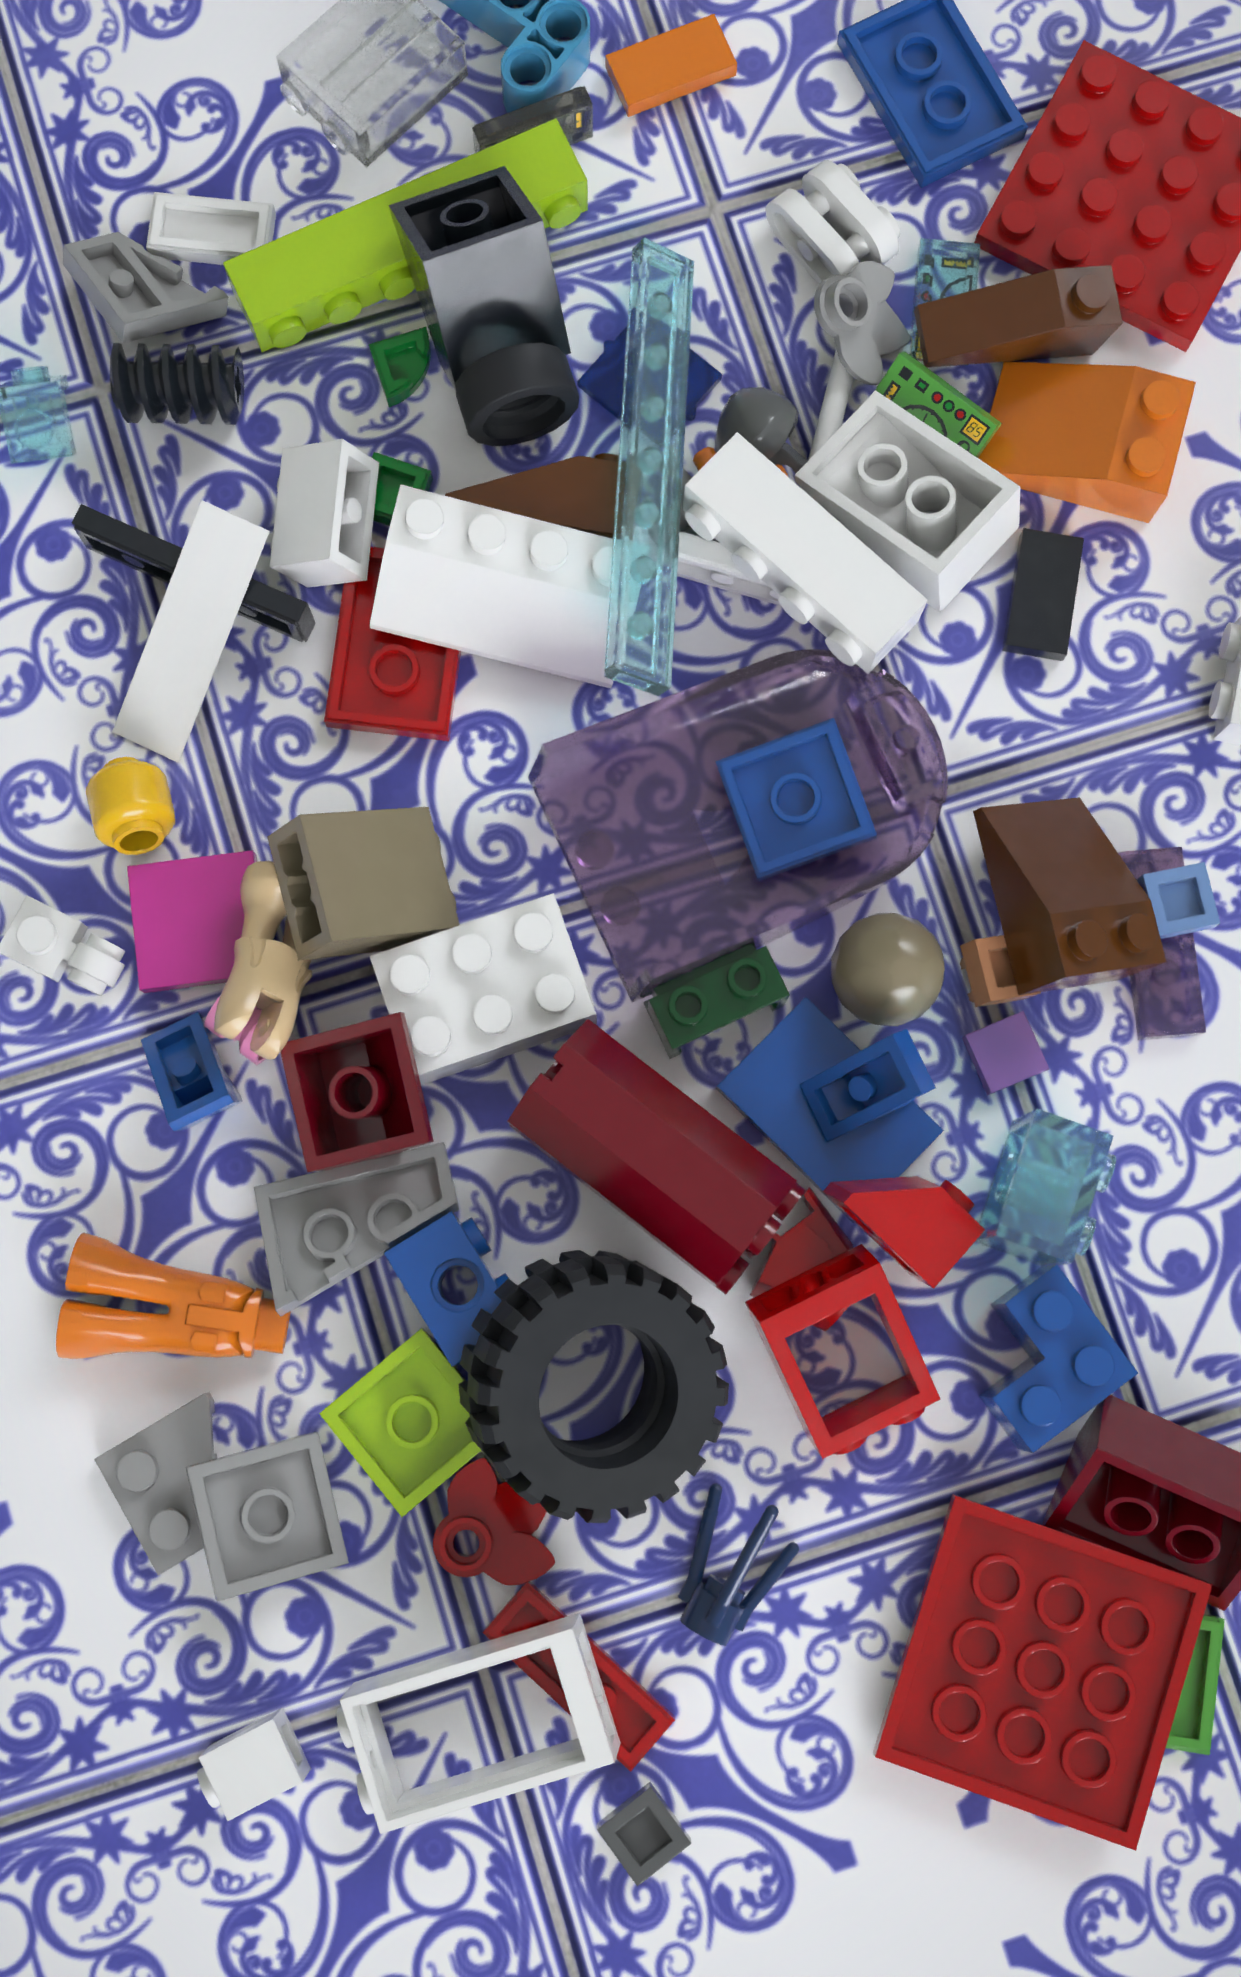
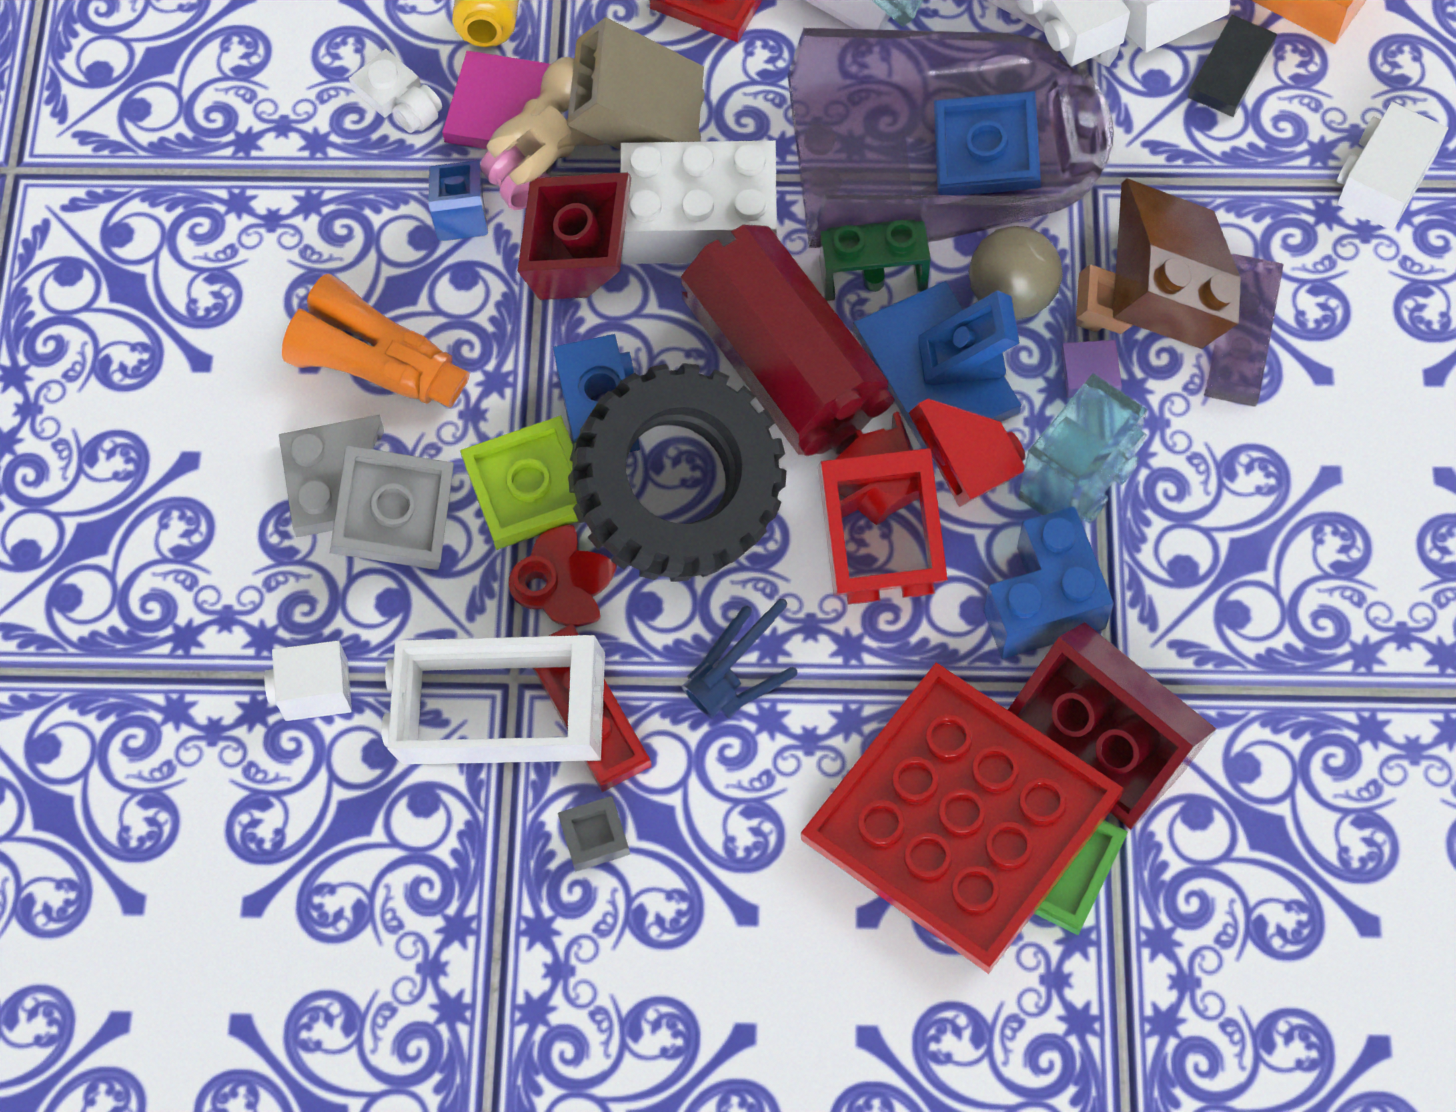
camera: 25 degrees right, 15 degrees down
(347, 1217) = (524, 324): light grey wing -> none
(1181, 899) = (1266, 290): medium blue plate -> none

